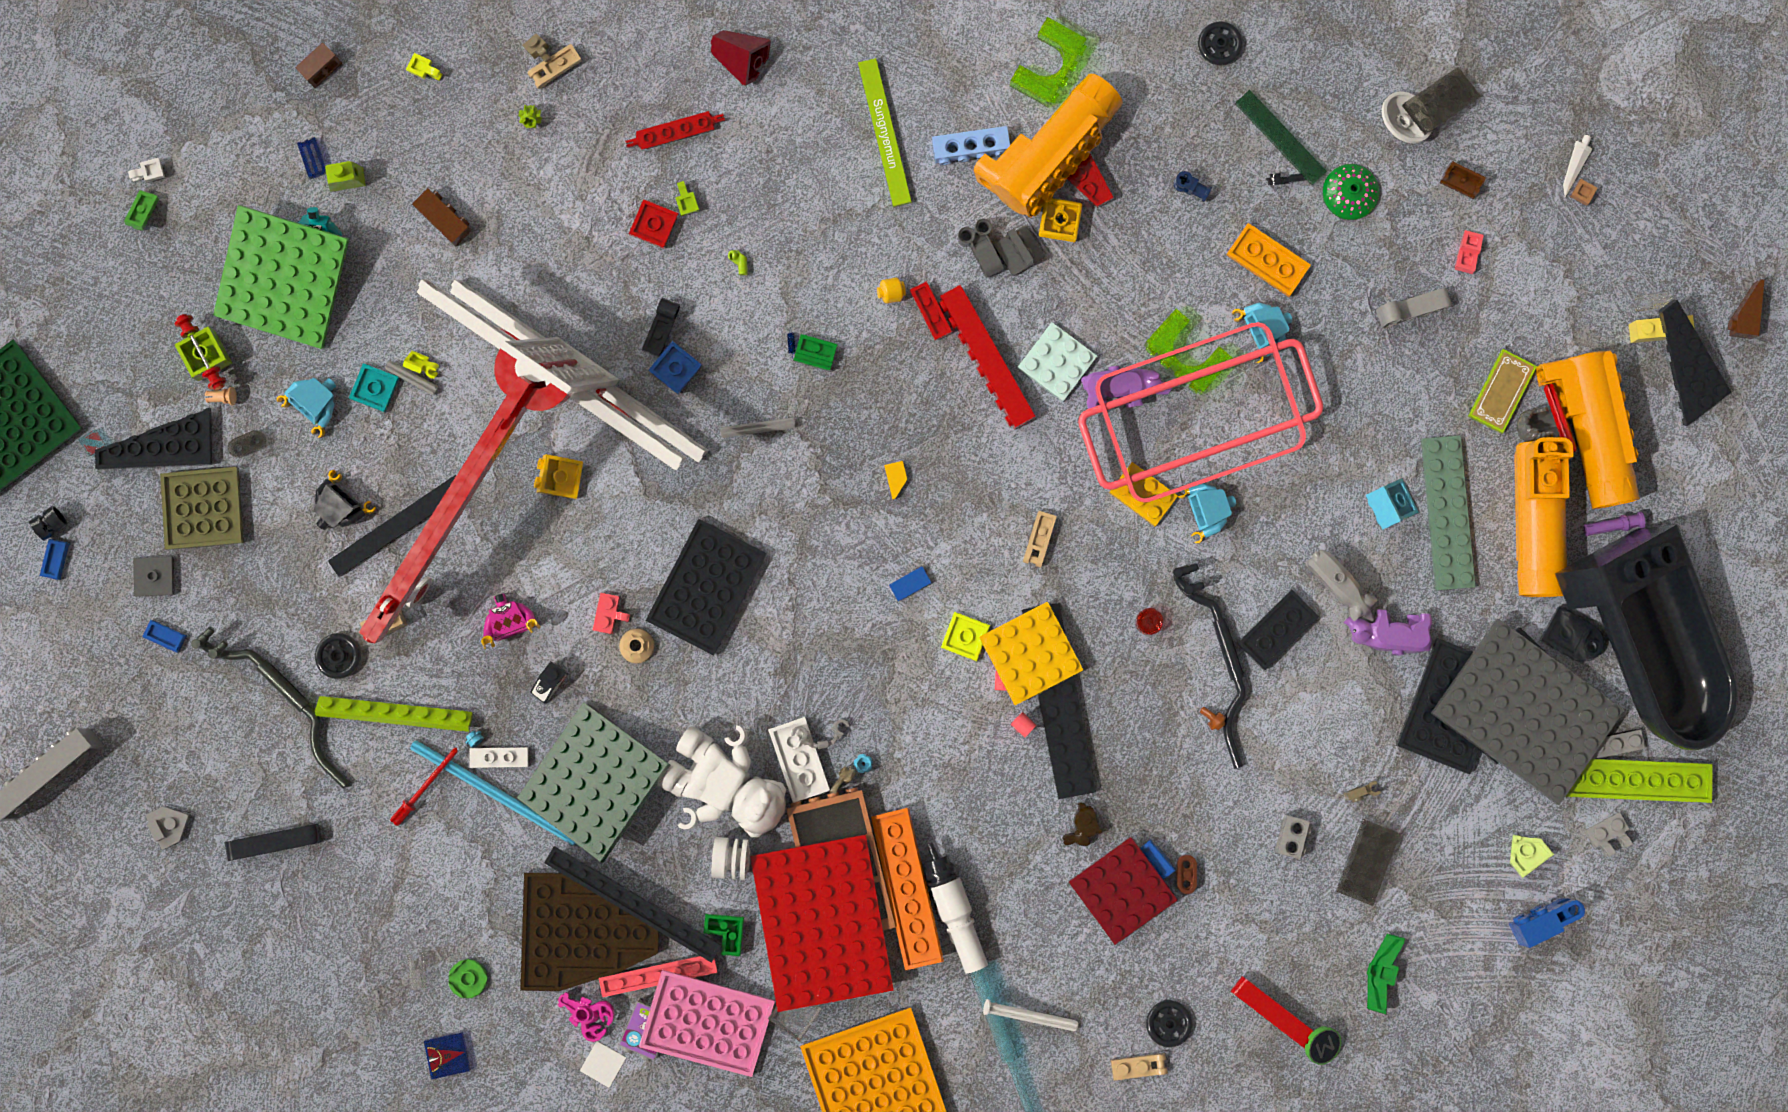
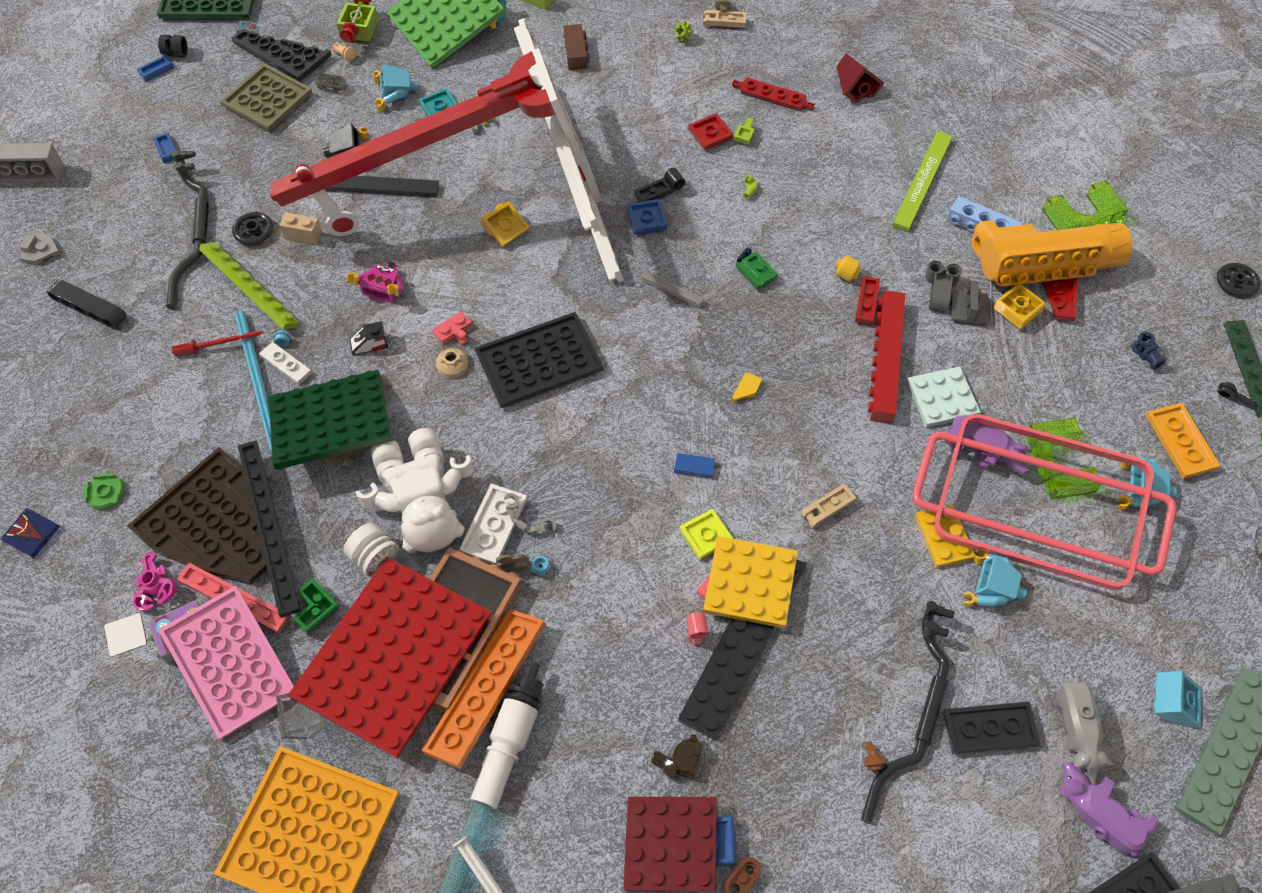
camera: 40 degrees right, 25 degrees down
(153, 576) = (197, 113): dark grey plate -> none
(1149, 621) = (874, 634): clear red wheel -> none

